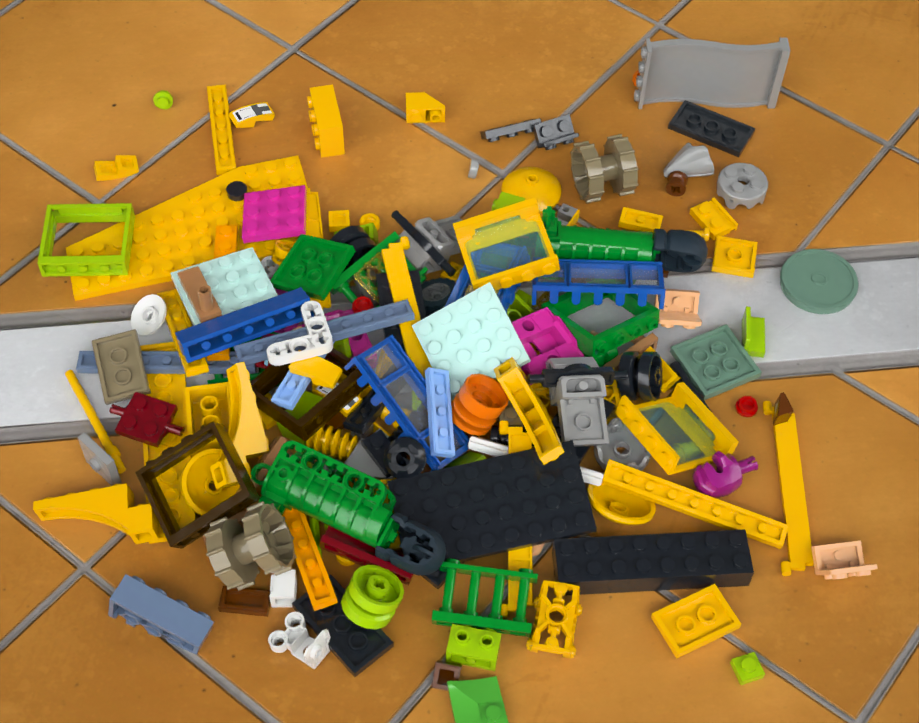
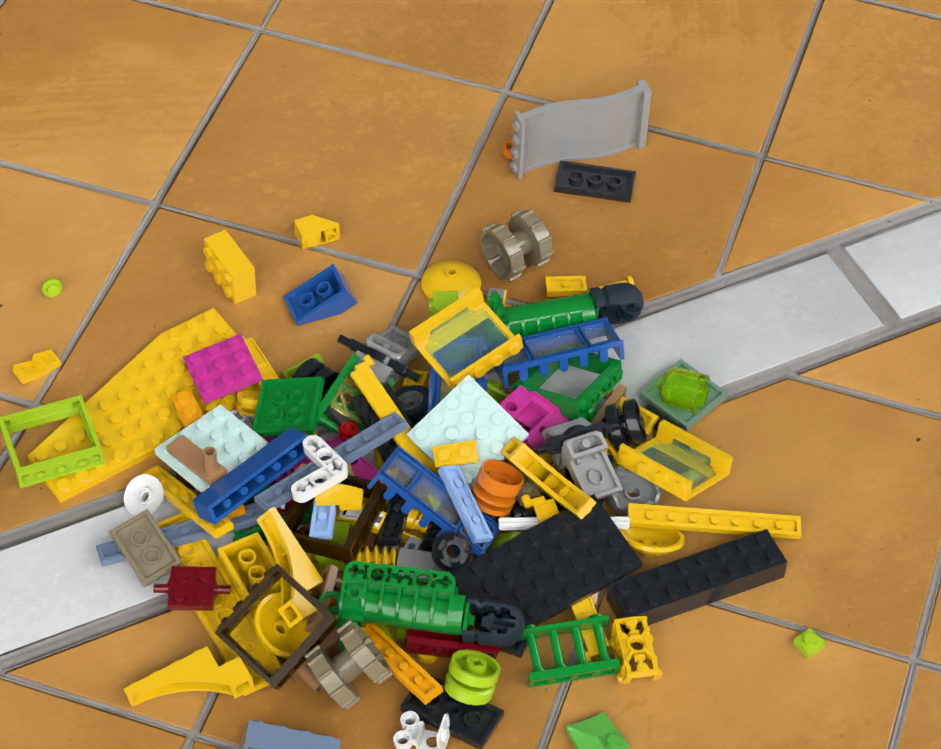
camera: 20 degrees left, 5 degrees down
(95, 421) = (169, 628): yellow bar -> none
(99, 459) = (167, 635): light grey plate -> none
(221, 129) = (123, 301): yellow tile -> none
(236, 190) = (173, 357): black tile -> none
(245, 601) = (355, 718): reddish brown tile -> none
(247, 115) = (145, 281): slope -> none
(283, 589) = (387, 696): white window -> none
(338, 220) = (283, 359): yellow plate -> none
(370, 218) = (311, 350): yellow tile -> none
(375, 447) = (420, 552): black plate -> none
(401, 170) = (320, 297): none -> blue slope
(445, 672) = (557, 724): reddish brown slope -> none
(450, 359) = (456, 454): none -> yellow plate
(473, 168) = (389, 276): light grey tile -> none
(473, 647) = (574, 694): lime brick -> none
(509, 130) = (409, 230): plate -> none
(554, 131) = (451, 222): bracket -> none
(676, 183) = (585, 242): reddish brown wheel -> none
(679, 309) = (636, 356): light nougat bracket -> none
(692, 161) = (590, 219): light grey hat -> none
(695, 620) = (752, 617): yellow plate -> none
(714, 216) = (630, 264): yellow plate -> none
(714, 356) = (683, 389): none -> clear neon green cylinder
(726, 479) = (730, 492): magenta piece -> none
(734, 256) = (663, 296): yellow tile -> none
(737, 193) = (642, 236): light grey plate -> none
(746, 406) = (725, 426): red plate -> none
(753, 334) = (706, 360): lime panel -> none
(782, 410) = (758, 420): reddish brown slope -> none
(792, 494) = (789, 485): yellow piece -> none
(818, 281) = (746, 299): sand green brick -> none
(840, 559) = (853, 532): light nougat bracket -> none

